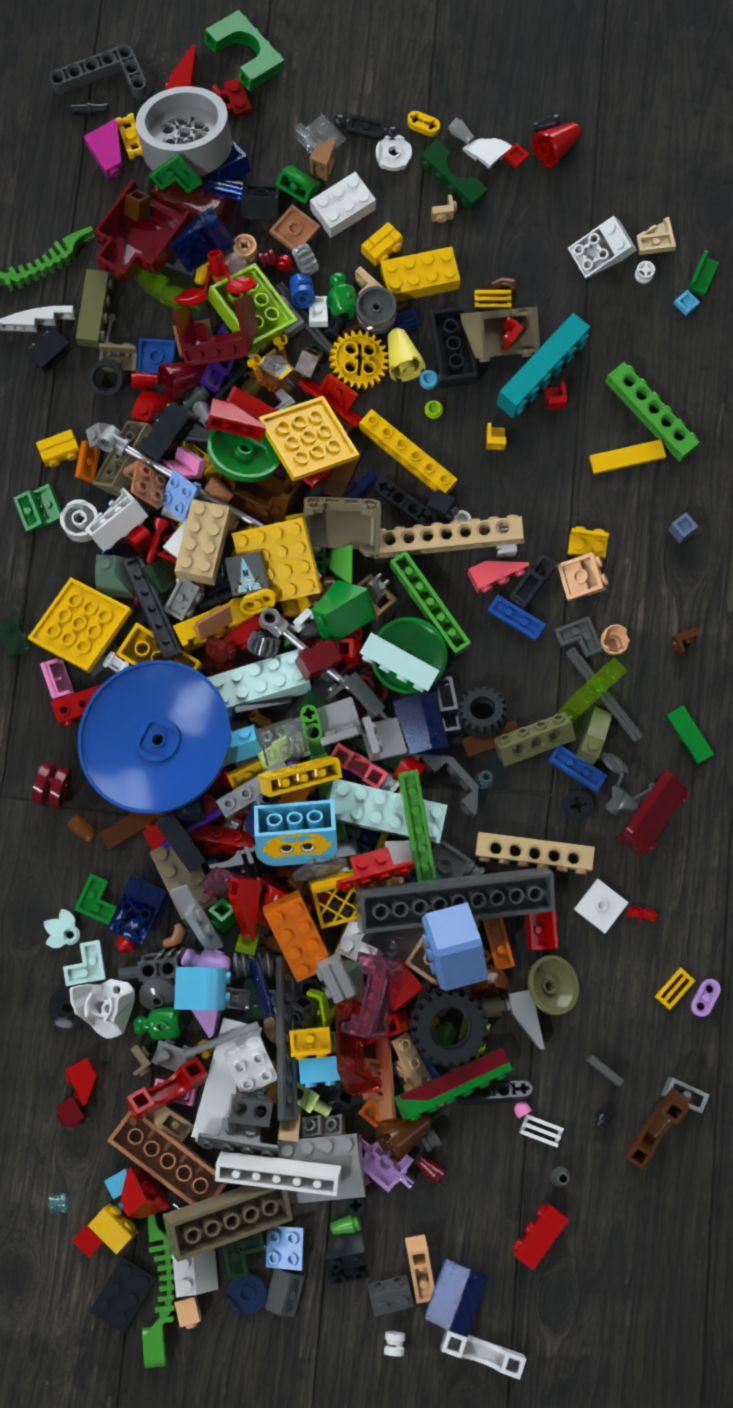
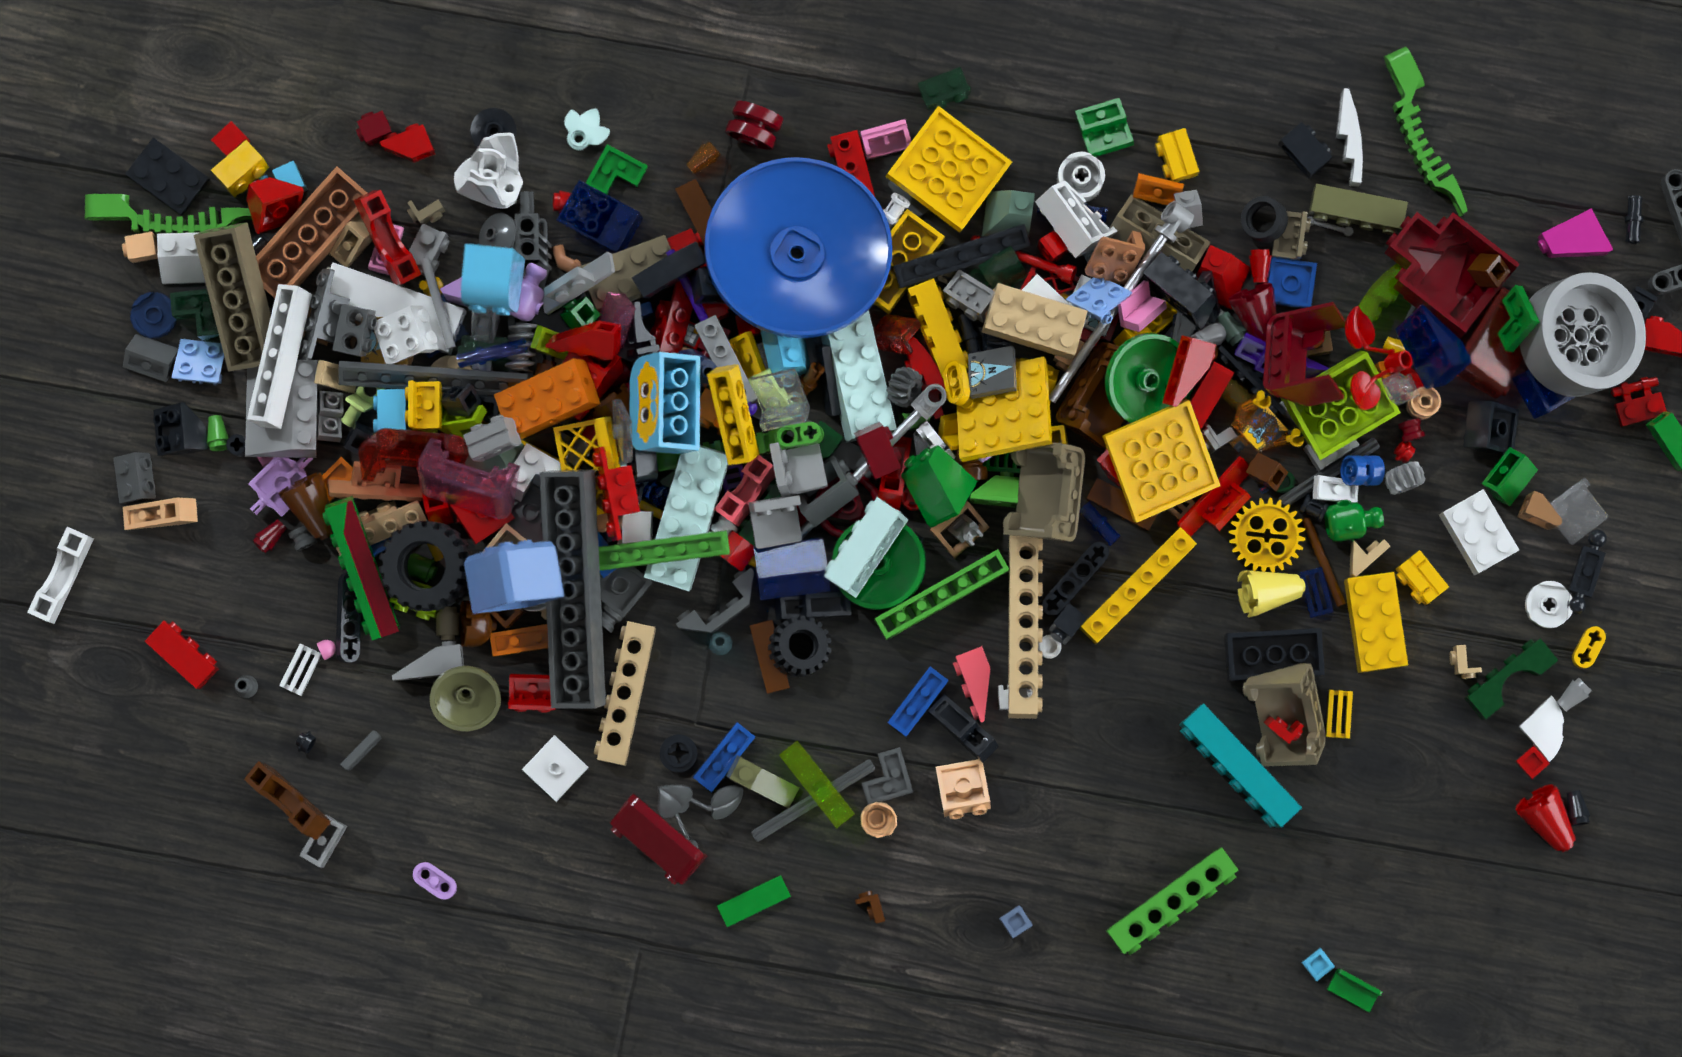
camera: 100 degrees right, 5 degrees up
(58, 1203) = (274, 108): clear light blue wheel -> none
(92, 967) = (536, 160): light aqua plate -> none
(129, 135) = (1596, 265): yellow plate -> none
(161, 1023) = (462, 232): green piece -> none
(213, 622) = (934, 327): nougat slope -> none
(218, 489) = (1103, 344): nougat cone -> none
(223, 187) = (1510, 381): clear blue tile -> none
(294, 228) = (1451, 468): nougat plate -> none
(376, 310) = (1324, 547): dark grey wheel -> none
(394, 1343) = (81, 477): white wheel -> none
(428, 379) = (1237, 622): medium azure tile -> none
(433, 409) = (1196, 624): lime plate -> none
(456, 1297) = (124, 551): clear blue slope -> none
(495, 438) = (1153, 699): yellow panel -> none
(504, 281) = (1361, 733): reddish brown arm -> none
(534, 739) = (762, 707): olive brick -> none
(556, 397) = (1201, 780): red panel -> none
(587, 541) = (1006, 801): yellow bracket -> none
(602, 247) = (1399, 862): white slope -> none
(627, 456) = (1116, 864): yellow tile -> none
(637, 911) = (540, 821): red piece -> none
(648, 270) = (1366, 914): white wheel -> none
(656, 239) = (1406, 934): tan wing -> none
(664, 1000) = (435, 831): yellow tile -> none

